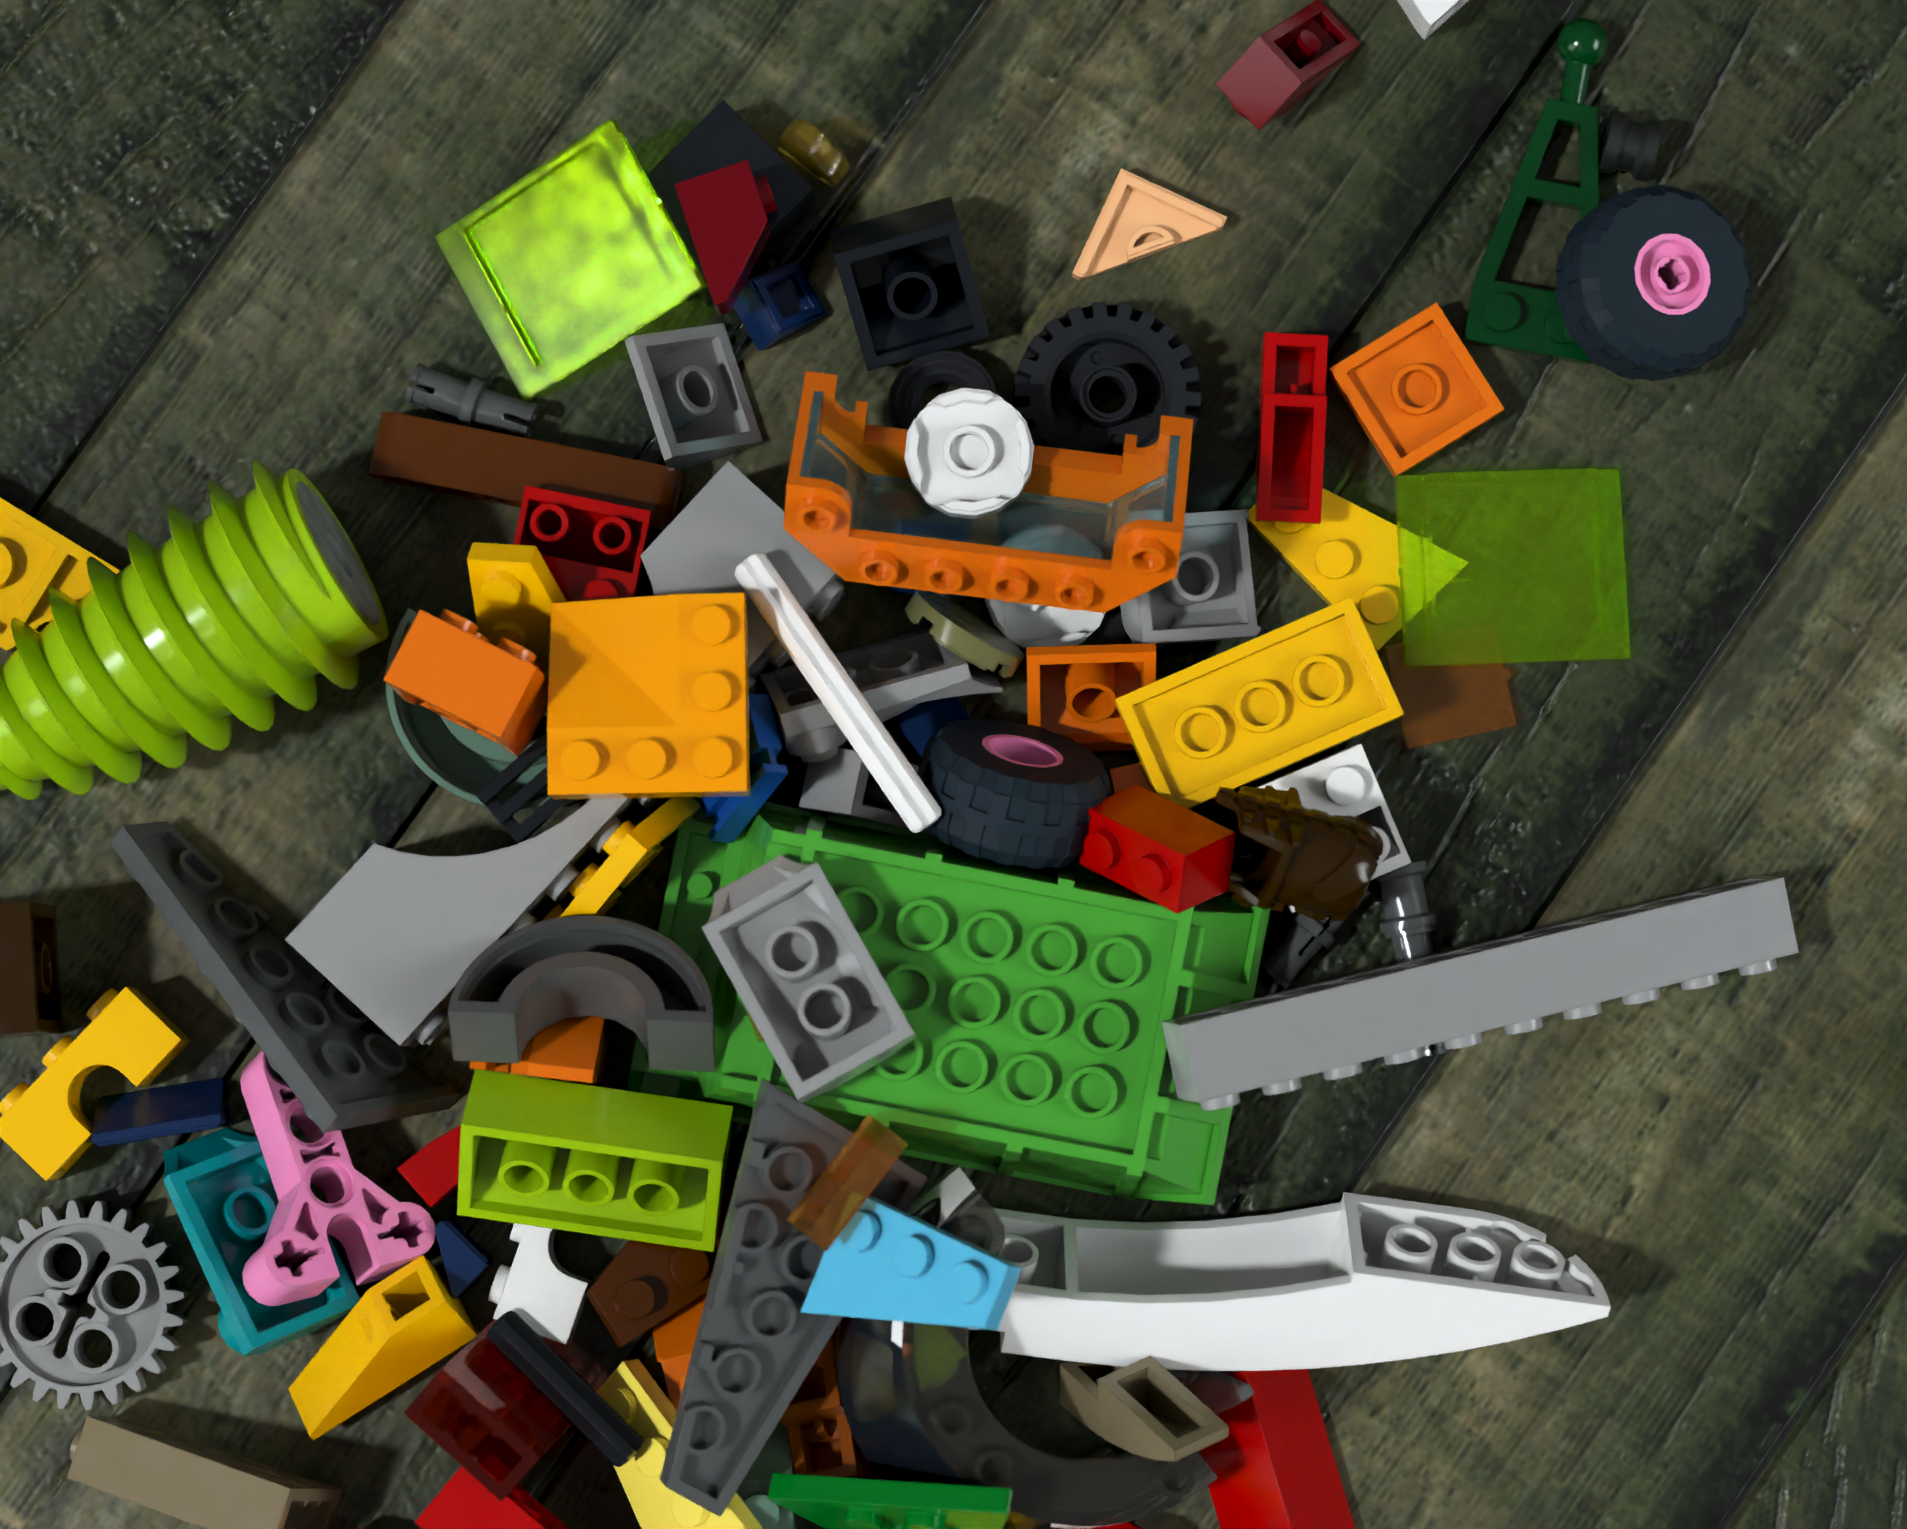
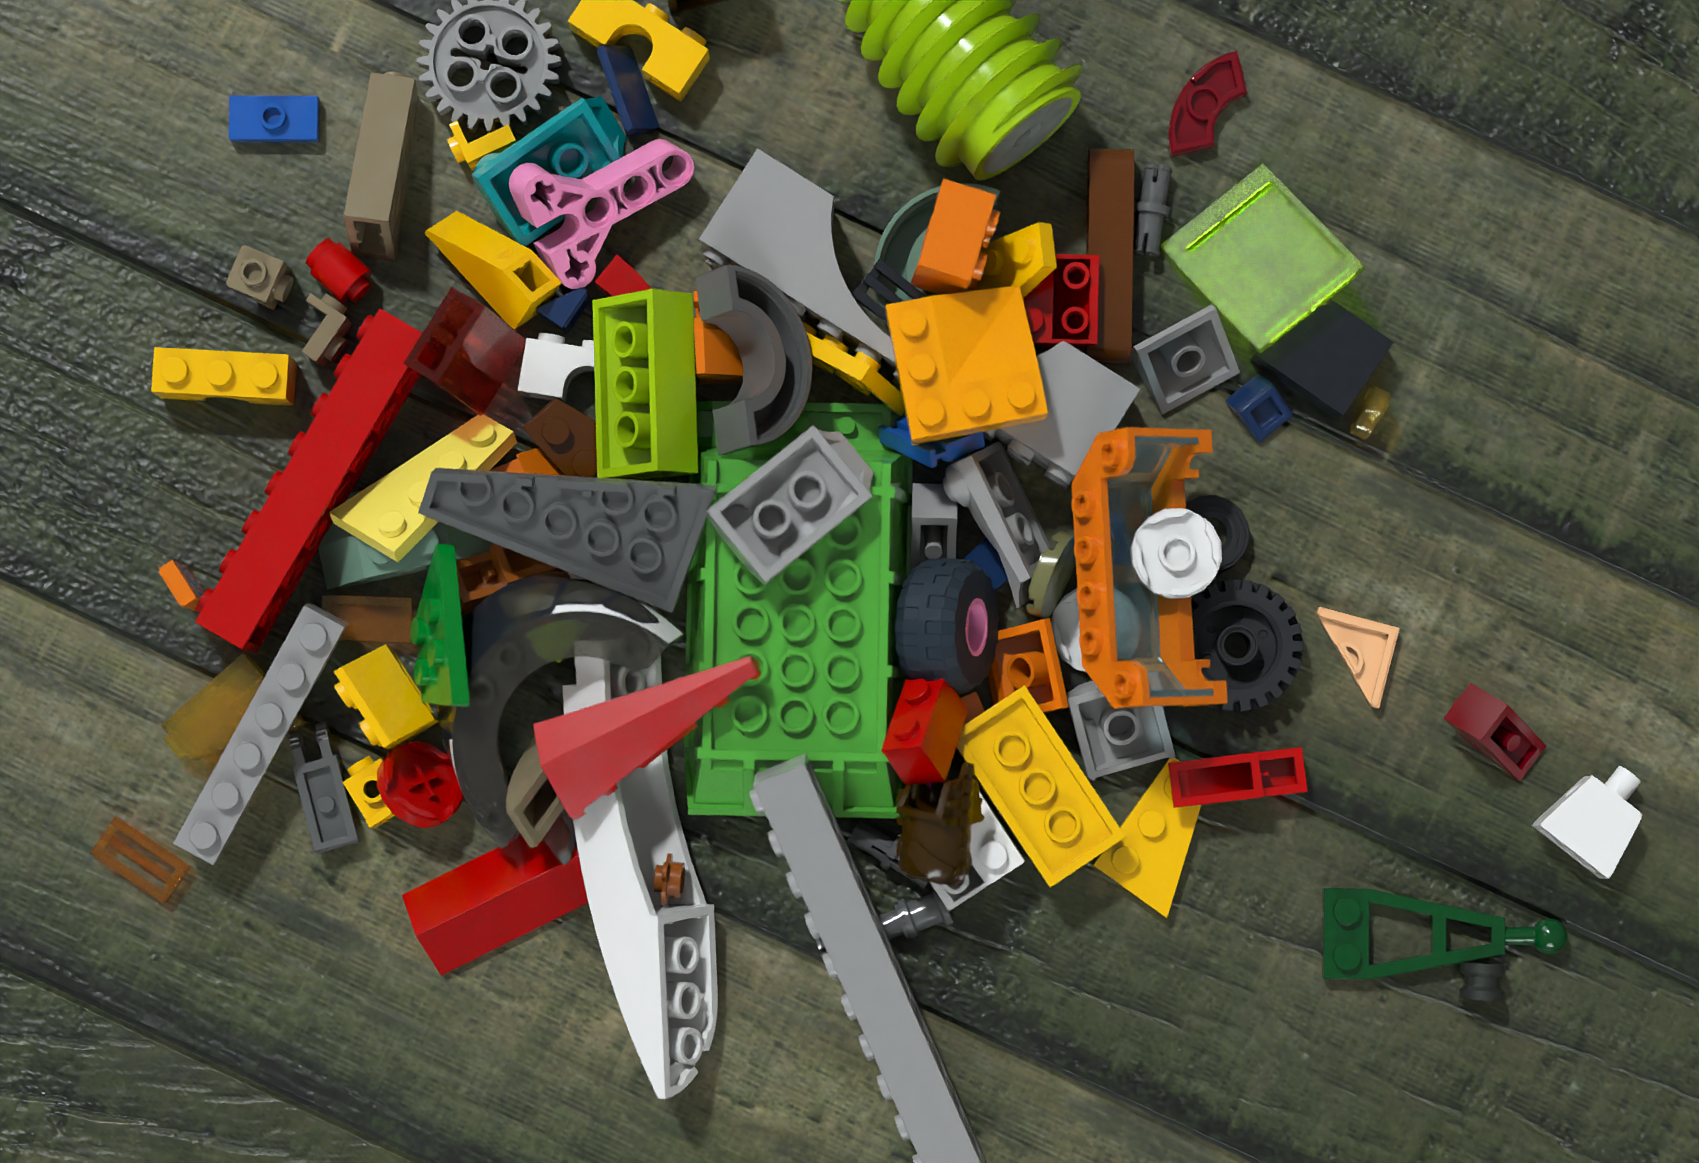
camera: 80 degrees right, 0 degrees up
(210, 1348) = (474, 151): none -> yellow bracket
(300, 1020) = (698, 176): dark grey wing -> none
(332, 306) = (1201, 103): none -> dark red tile
(565, 1388) = (487, 394): black axle -> none
(727, 226) = (1303, 360): dark red slope -> none
(837, 692) = (993, 491): white axle -> none
(847, 1182) = (657, 555): clear orange tile -> none
(909, 283) = (1290, 494): black slope -> none
(909, 1272) = (604, 606): medium azure wing -> none
(1097, 1306) = (603, 743): none -> red wedge
(1299, 1247) = (669, 879): none -> dark orange plate
(1415, 390) = (1281, 860): orange plate -> none
(1449, 700) = (1078, 920): clear orange piece -> none
(1512, 567) = (1169, 949): clear neon green piece -> none
(1653, 283) = (1386, 1012): black wheel -> none

